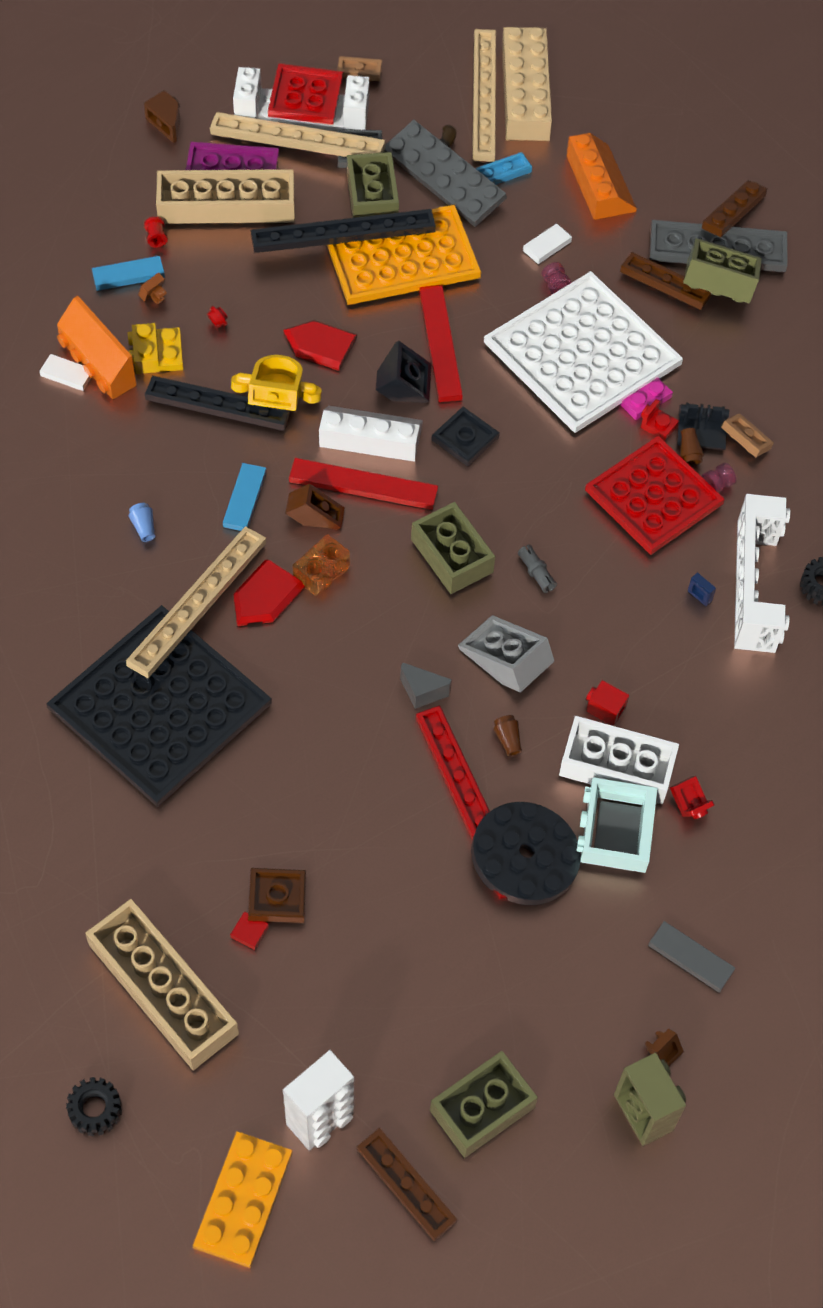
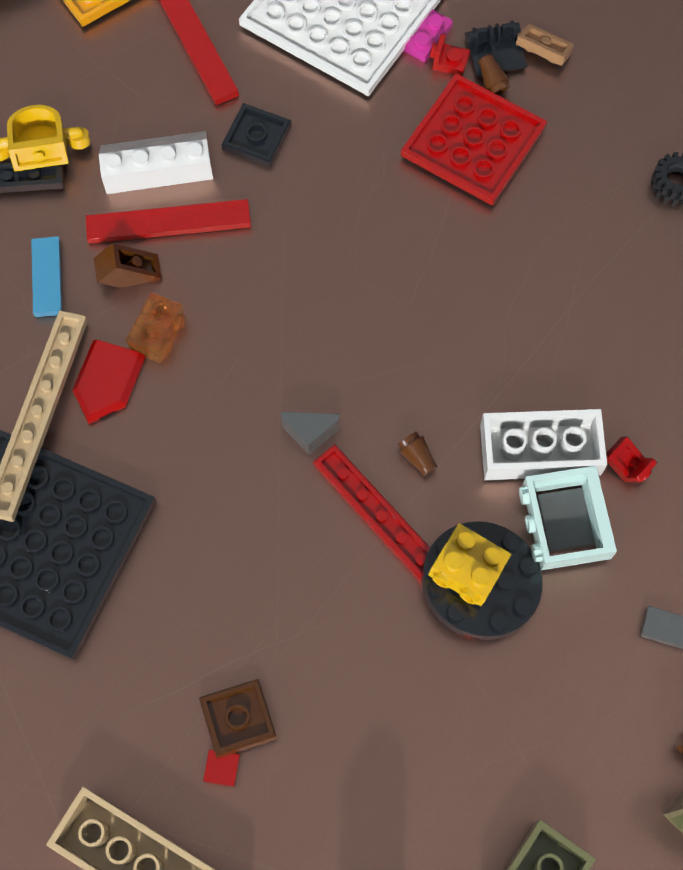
camera: 15 degrees left, 10 degrees up
(320, 343) = (68, 78): red tile -> none
(404, 375) = (170, 88): black slope -> none
(452, 547) = (288, 264): olive brick -> none
(508, 652) = (385, 361): light grey slope -> none
(517, 833) = (469, 565): none -> yellow plate
(537, 568) = (382, 258): dark grey pin -> none
(607, 702) = (506, 384): red brick -> none
(701, 589) = (558, 227): dark blue tile -> none
(721, 477) = (536, 97): clear pink wheel -> none
(758, 624) = (625, 249): white plate -> none

